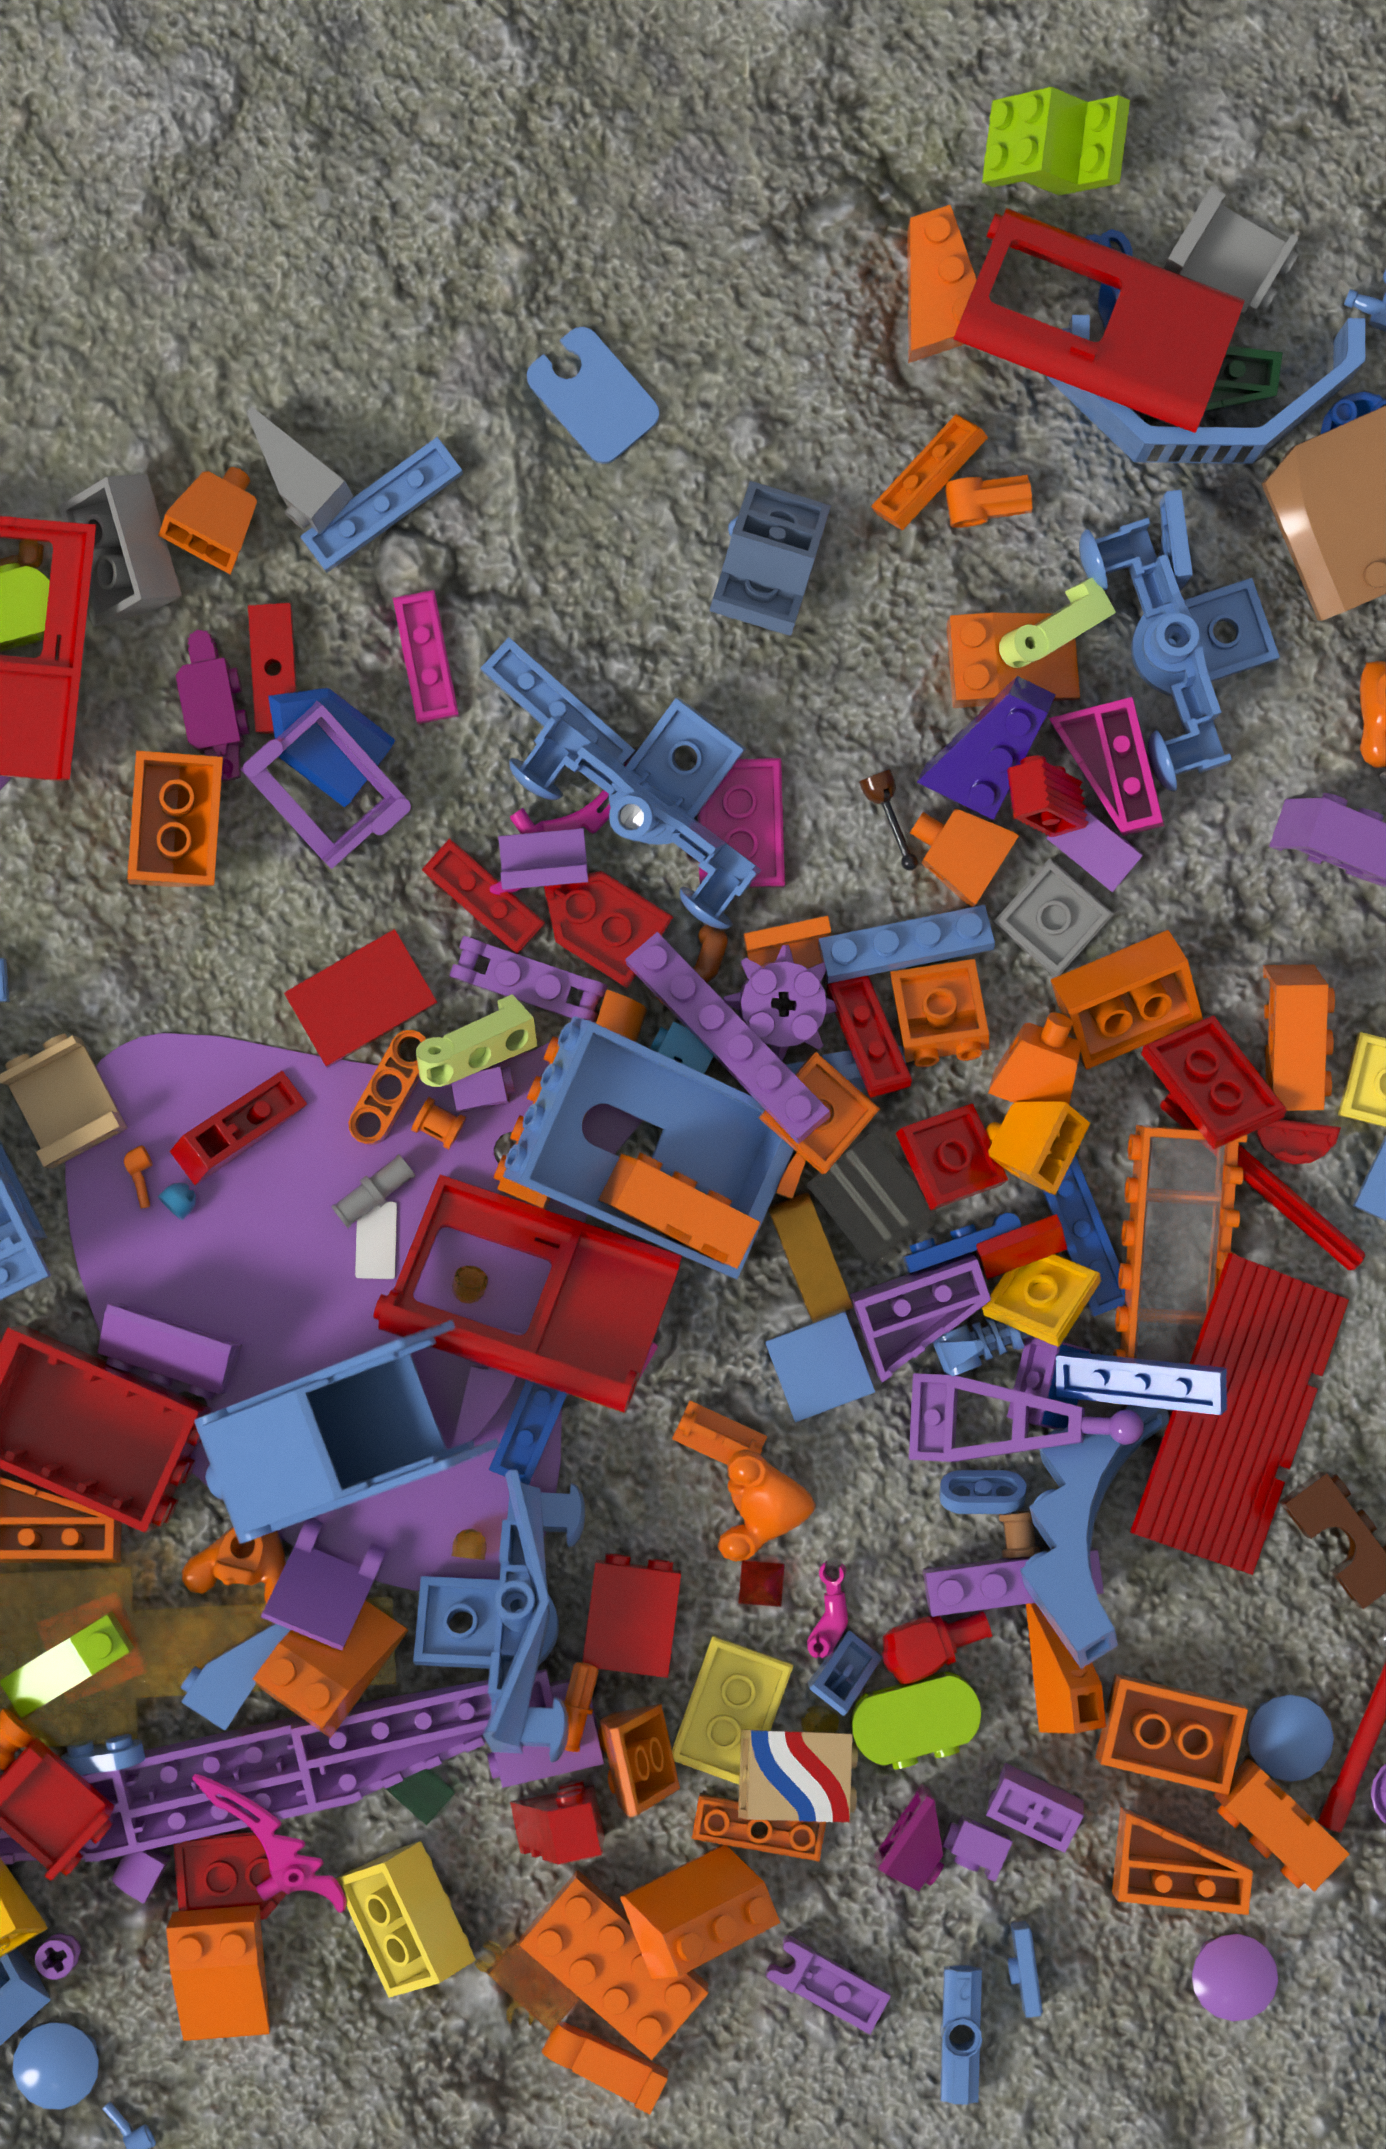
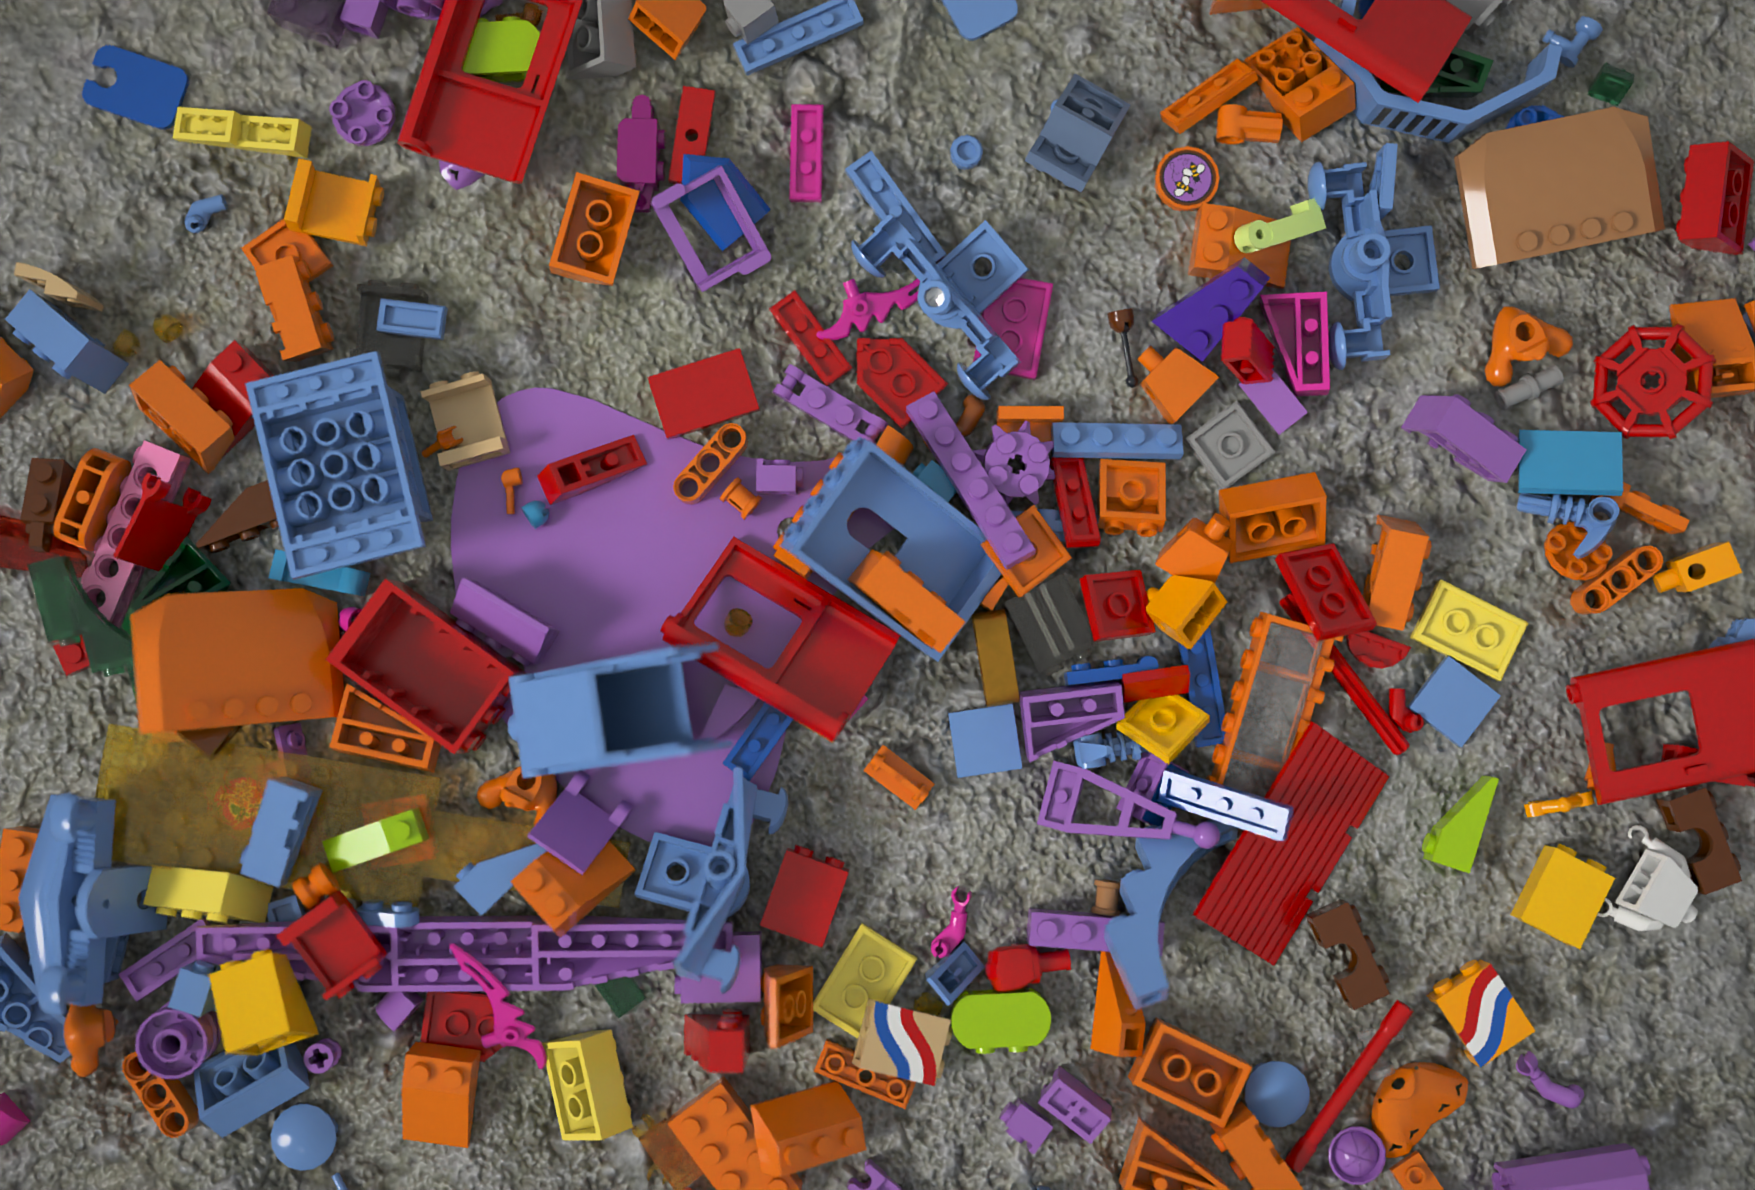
camera: 10 degrees right, 0 degrees up
(40, 1131) = (444, 441): none -> orange hand
(373, 1191) = (681, 538): light grey pin -> none
(376, 1243) = (675, 575): white sticker -> none
(470, 1545) = (696, 816): clear yellow hinge -> none
(477, 1044) = (782, 445): yellowish green leg -> none
(543, 858) = (861, 318): medium lavender panel -> none
(578, 1701) = (751, 951): orange axle -> none
(632, 611) = (966, 152): none -> medium blue tile
(761, 1583) = (906, 892): clear red slope -> none
(766, 1501) = (924, 834): orange head -> none
(913, 1844) = (978, 1112): magenta slope -> none
(924, 584) = (1186, 178): none -> tile
(982, 1492) = (1086, 860): medium blue plate -> none
(1045, 431) = (1302, 83): none -> orange slope
(1347, 1217) = (1400, 714): none -> red arm

